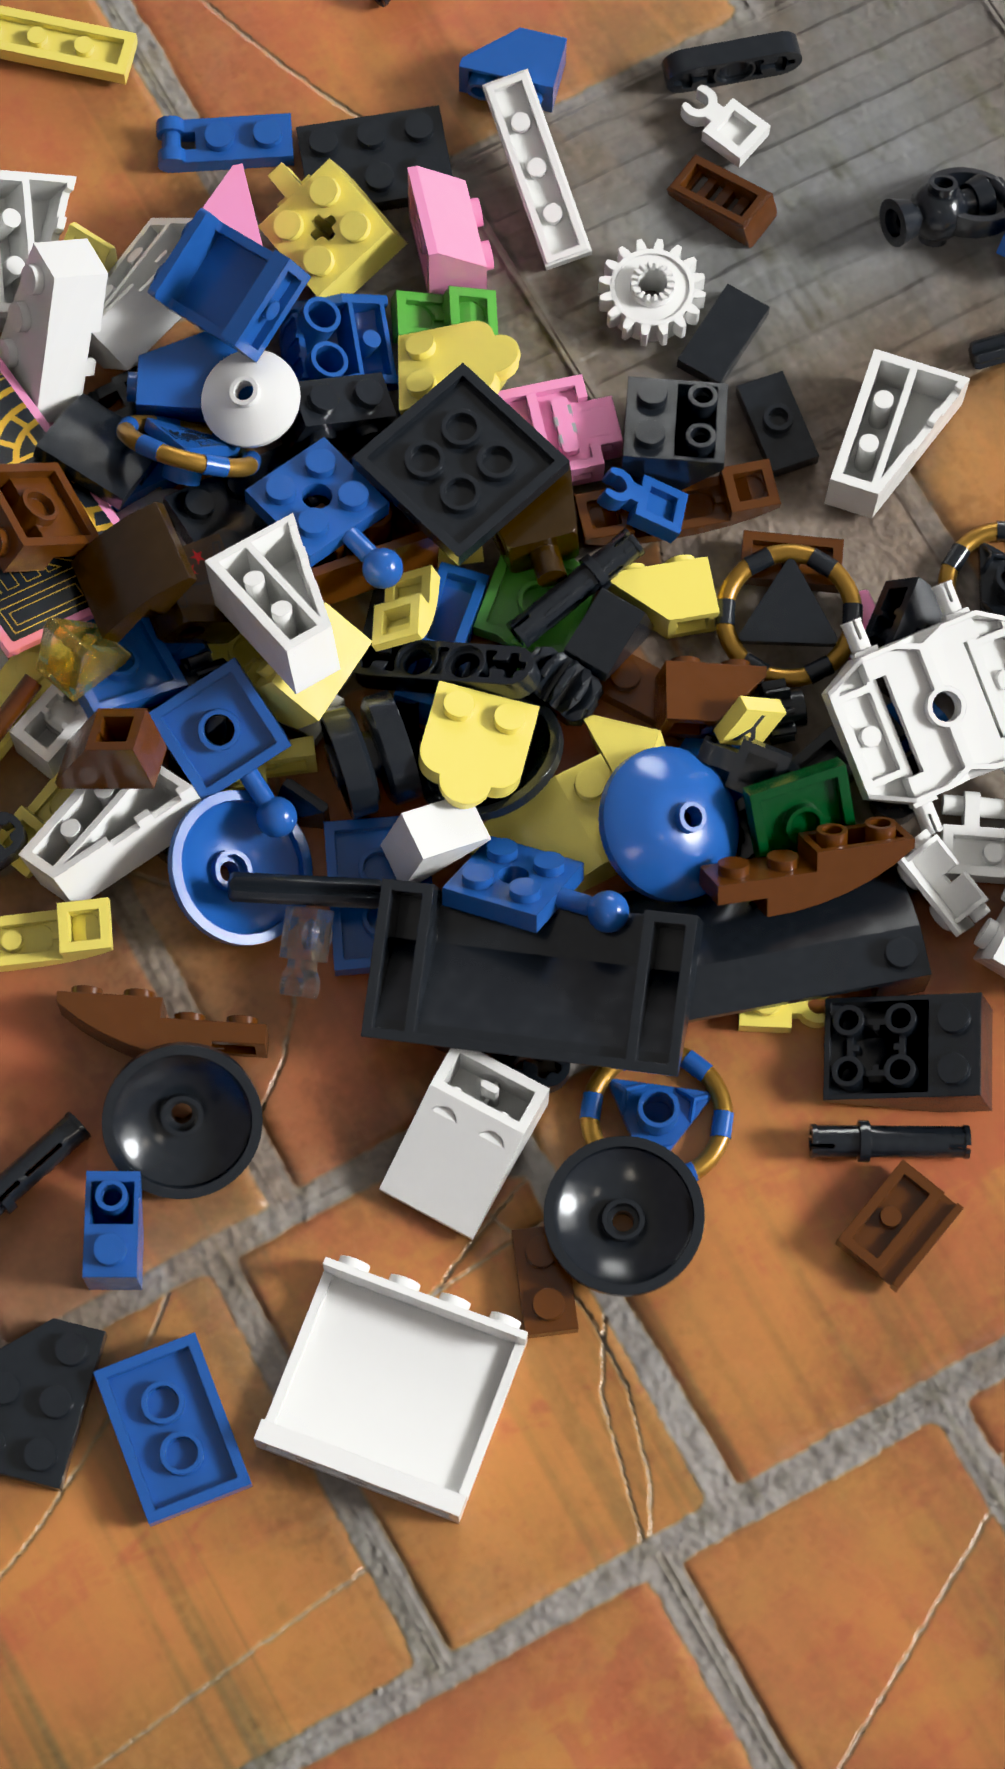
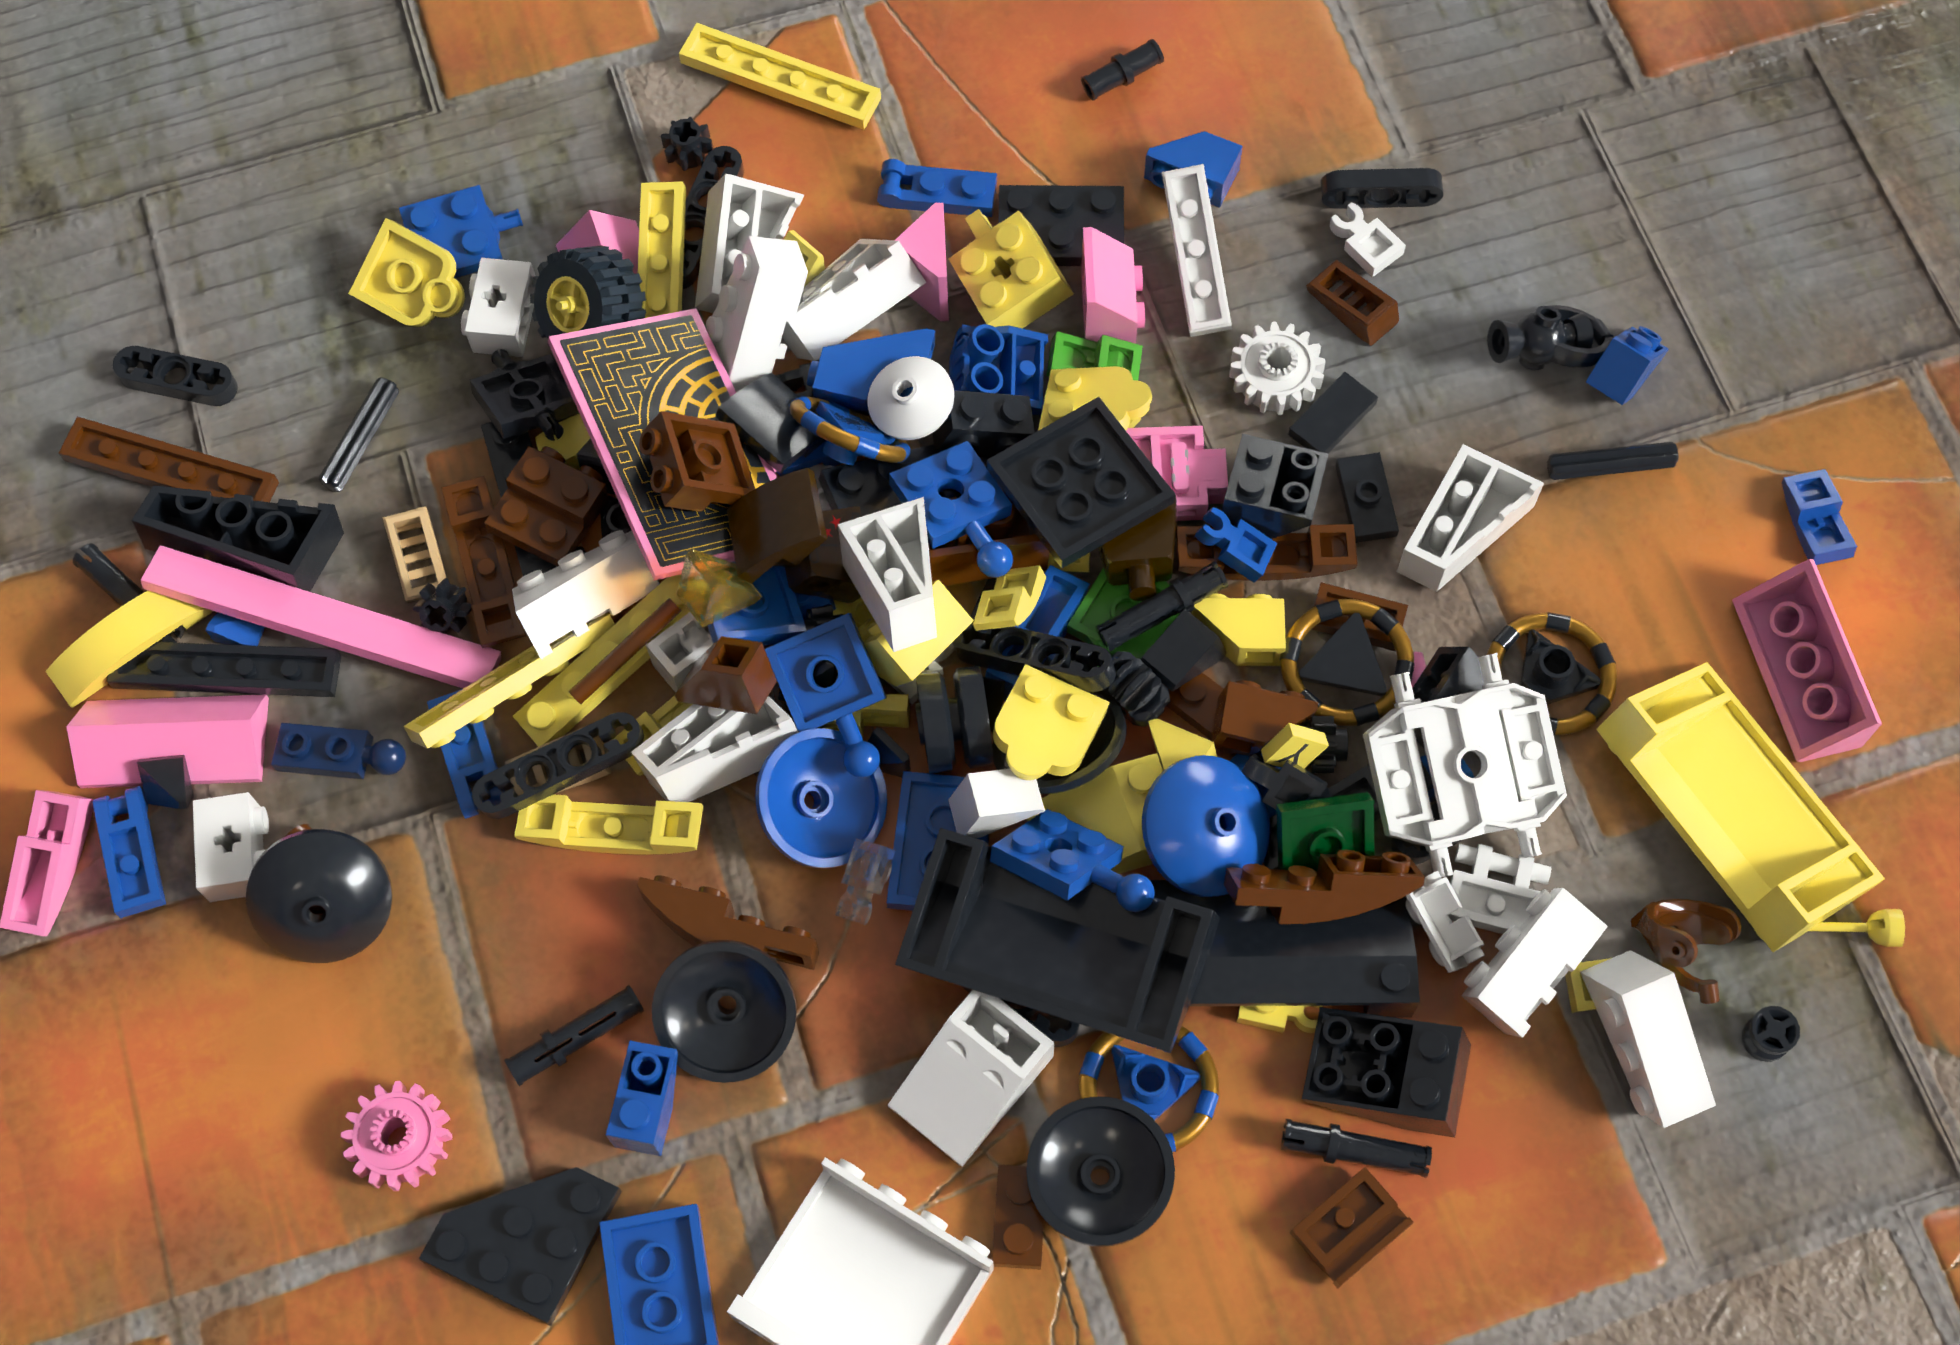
camera: 15 degrees right, 5 degrees down
(228, 284) = (909, 298): blue panel -> none
(304, 890) = (871, 826): black axle -> none

